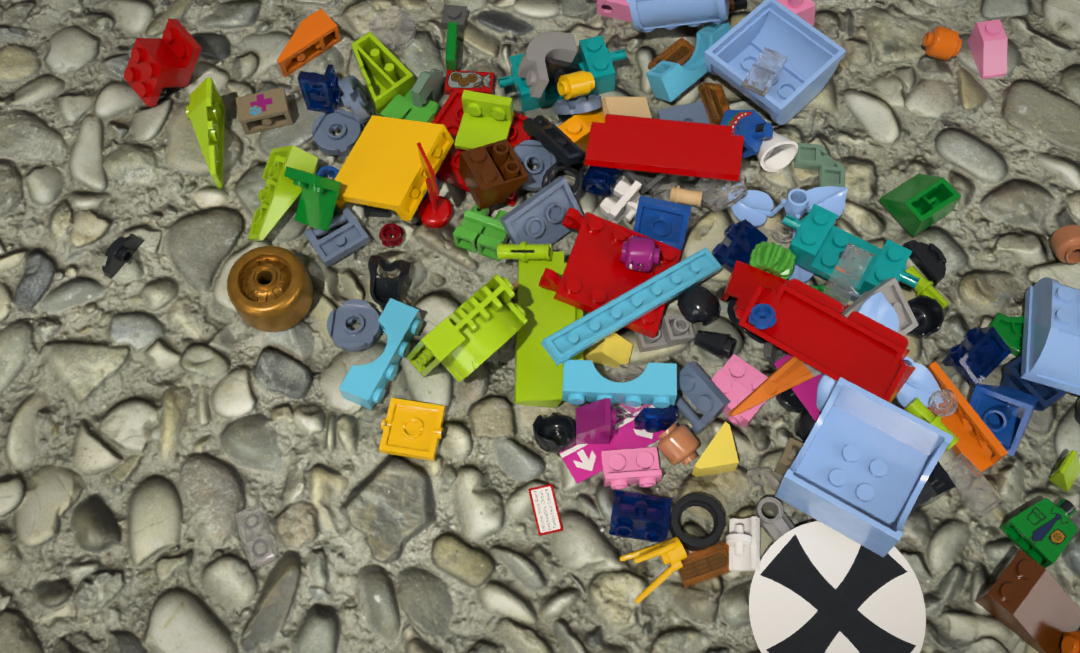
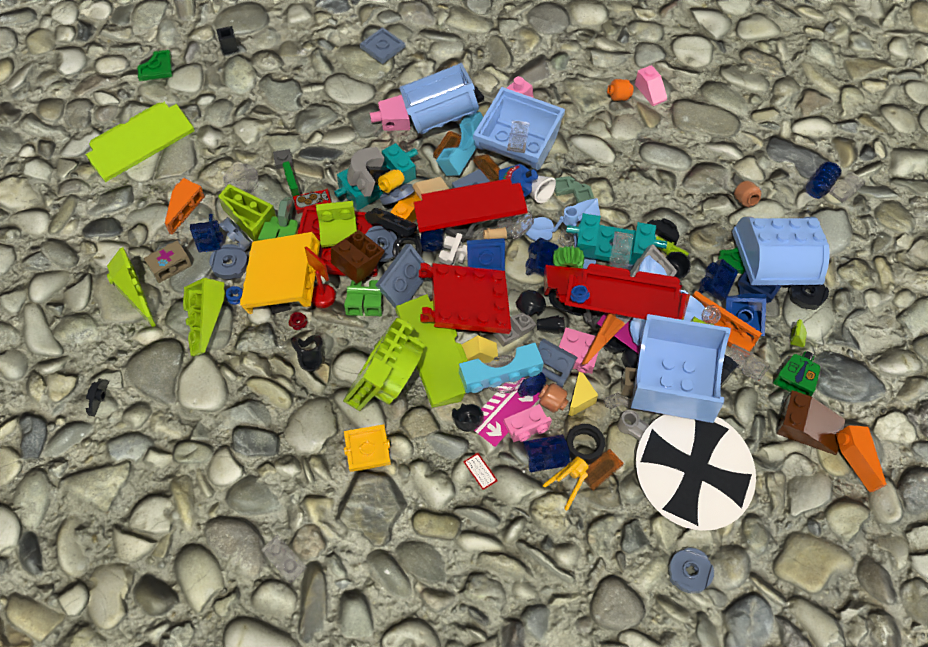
camera: 25 degrees left, 5 degrees down
(162, 62) = (75, 248): red bracket -> none
(270, 288) = (225, 383): pearl gold wheel -> none
(316, 199) = (234, 310): green bracket -> none
(339, 242) = (261, 337): sand blue plate -> none
(362, 337) = (296, 401): sand blue plate -> none
(367, 382) = (321, 427): medium azure arch -> none
(507, 251) = (412, 298): lime pin -> none
(595, 422) = (494, 400): magenta slope -> none
(630, 306) = (488, 316): medium azure tile -> none
(639, 253) = (480, 279): magenta head -> none
(744, 544) = (622, 447): white hips -> none
(920, 202) = (646, 194): green slope -> none

